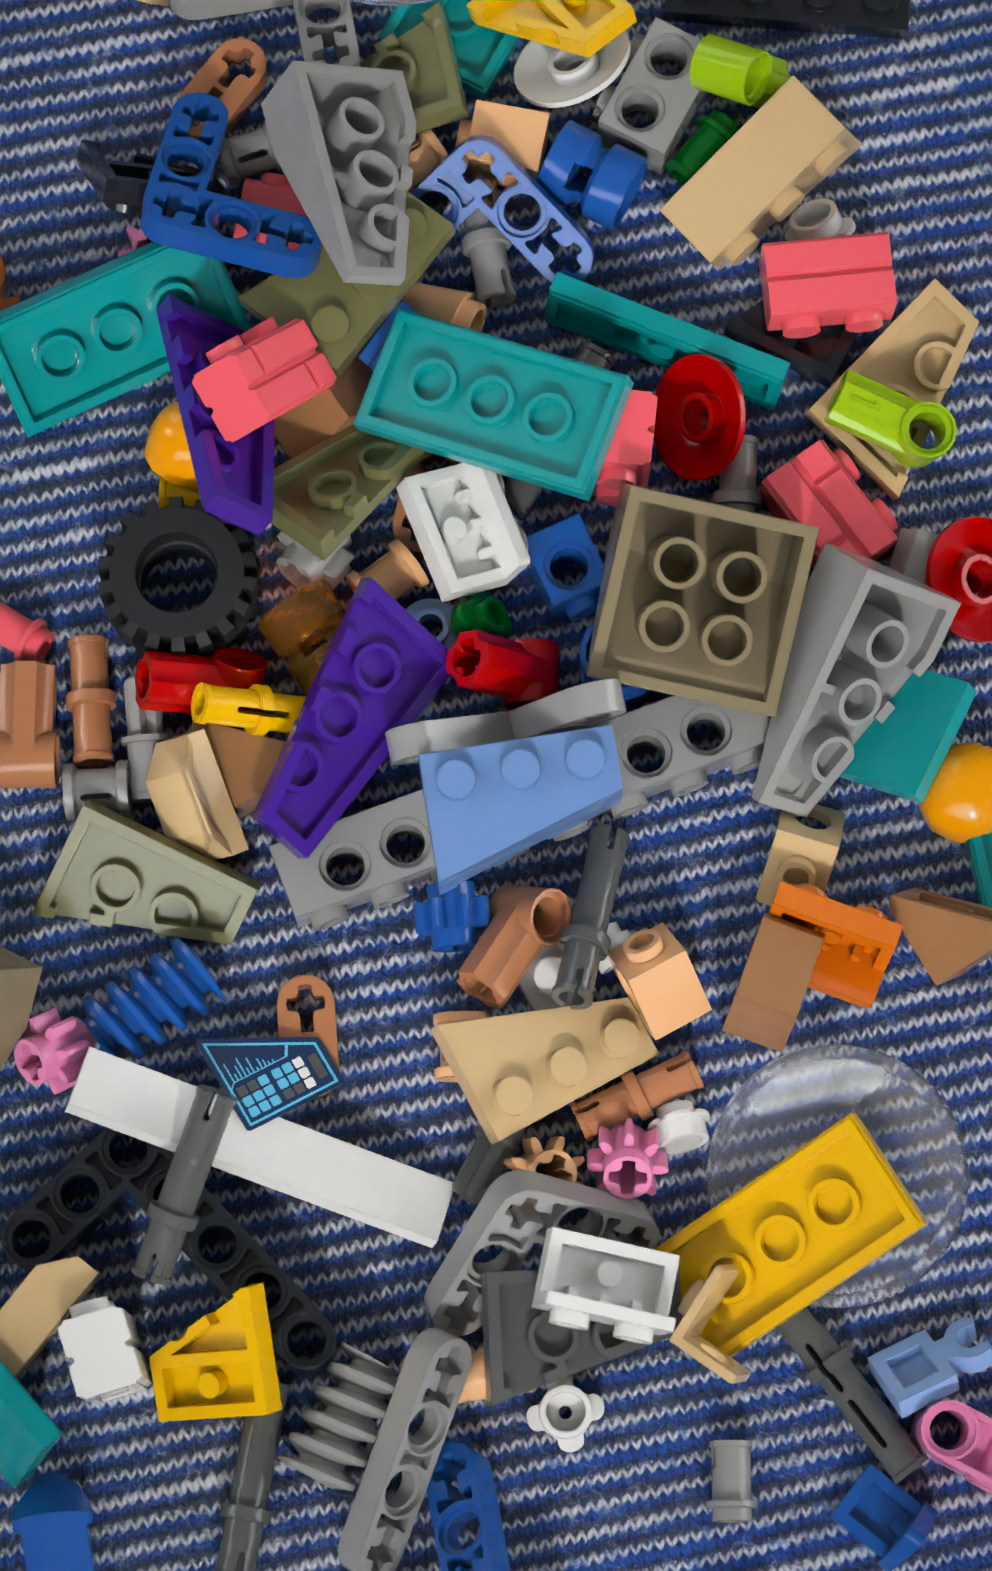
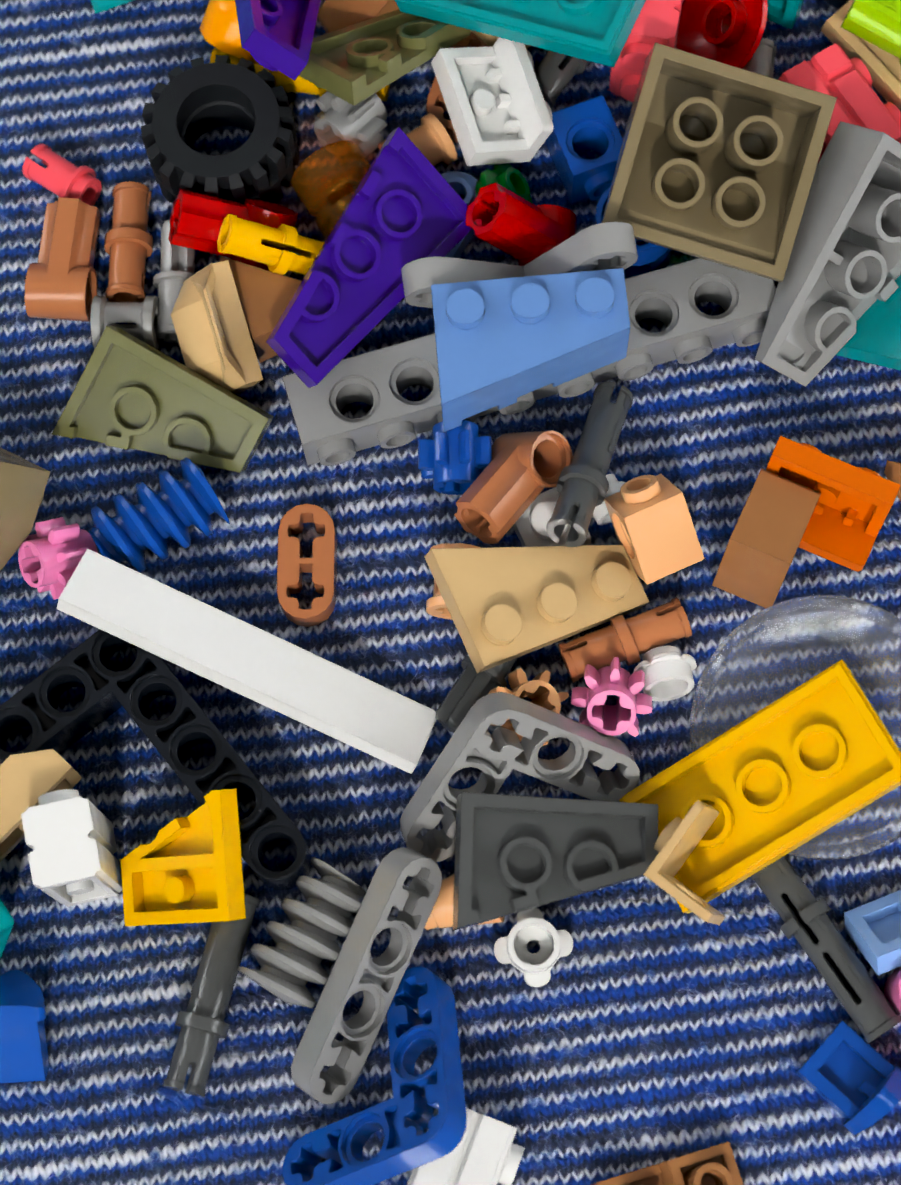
camera: 10 degrees right, 5 degrees down
(175, 1209) = (165, 686): dark grey pin -> none
(270, 1073) = (263, 592): dark blue sticker -> none
(606, 1283) = (583, 812): white bracket -> none
(731, 1481) = (698, 1028): light grey pin -> none
(801, 852) = (799, 417): tan bracket -> none

